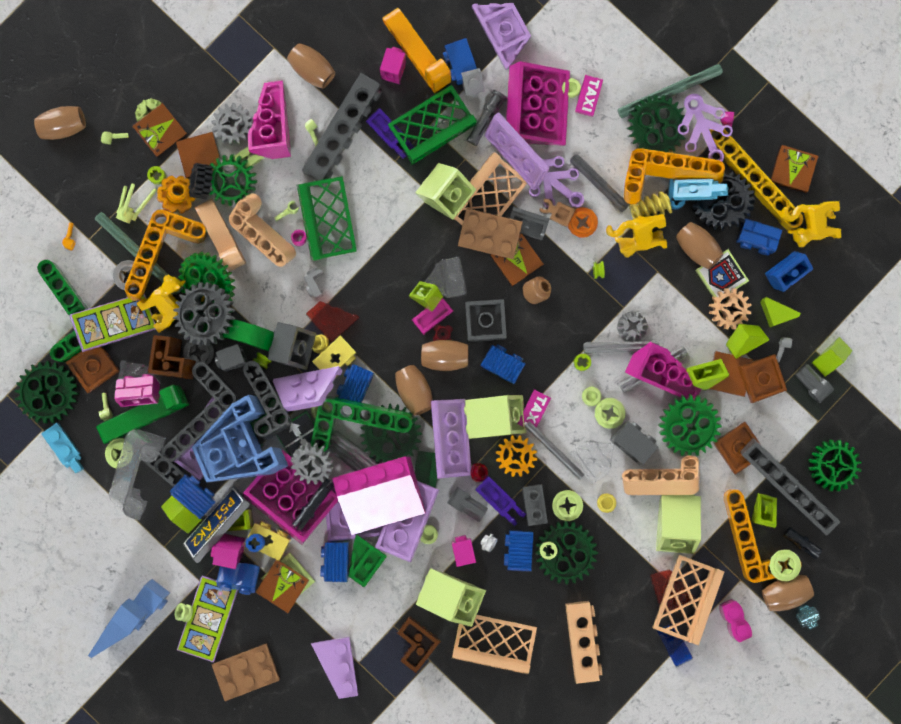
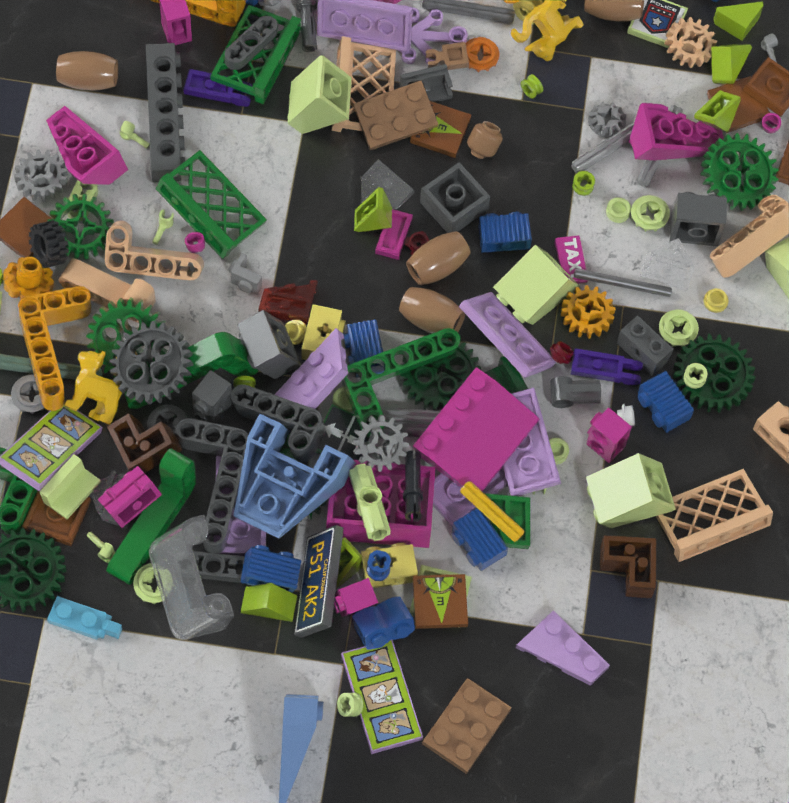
camera: 40 degrees left, 20 degrees down
(107, 358) = (69, 487): none -> yellowish green panel
(271, 511) = (365, 492): none -> yellowish green piece
(353, 552) = (492, 511): none -> yellow axle
(445, 118) = (249, 52): none -> dark grey beam
(735, 405) = (774, 120): none -> dark pink hinge

